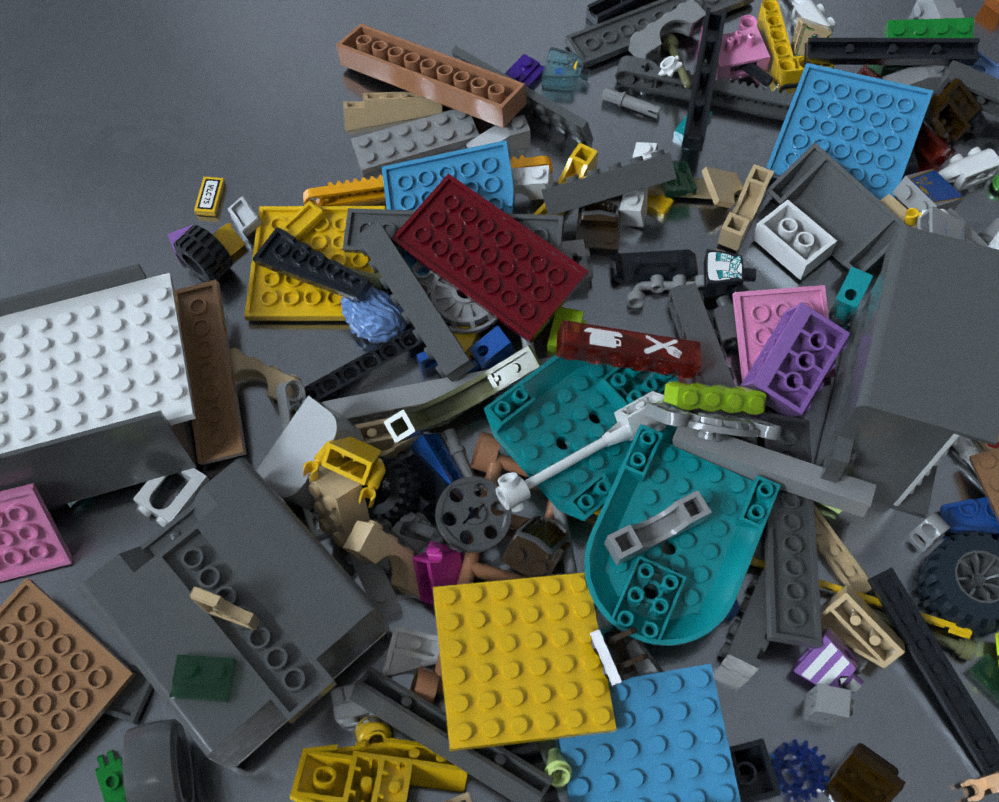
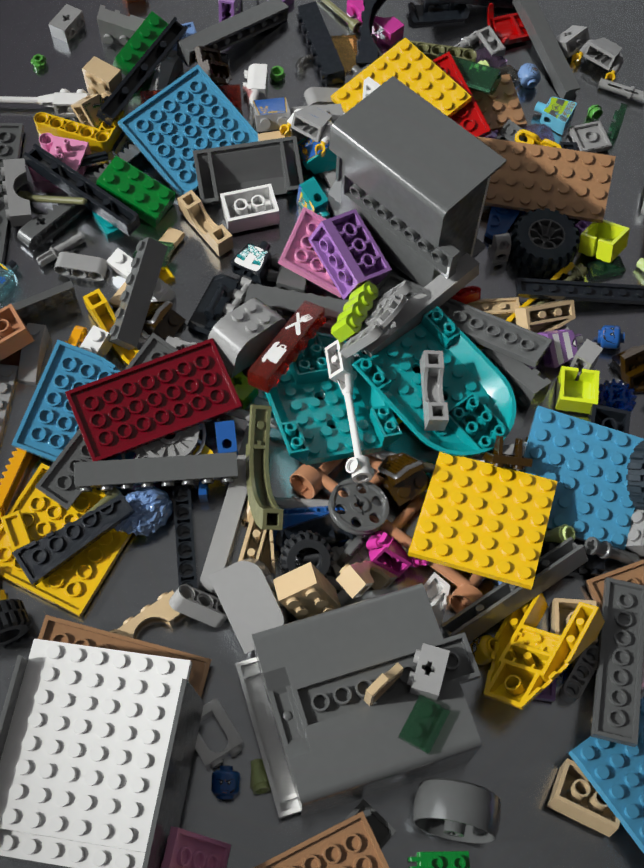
camera: 70 degrees left, 0 degrees up
(126, 527) = (225, 782): none -> blue head
(278, 660) = (436, 660): none -> light grey brick
(352, 460) = (287, 561): yellow torso -> none
(621, 128) = (81, 266): none -> light grey beam
(621, 301) = (245, 334): none -> light grey brick
(669, 66) = (50, 205): white plate -> none
(722, 186) = (179, 227): tan tile -> none
(738, 125) = (136, 190): none -> green brick
(774, 712) = (579, 394): none -> neon yellow piece
(834, 521) = (468, 294): none -> red beam
(858, 20) = (101, 77): none -> tan brick
(889, 729) = (610, 337): none -> blue head

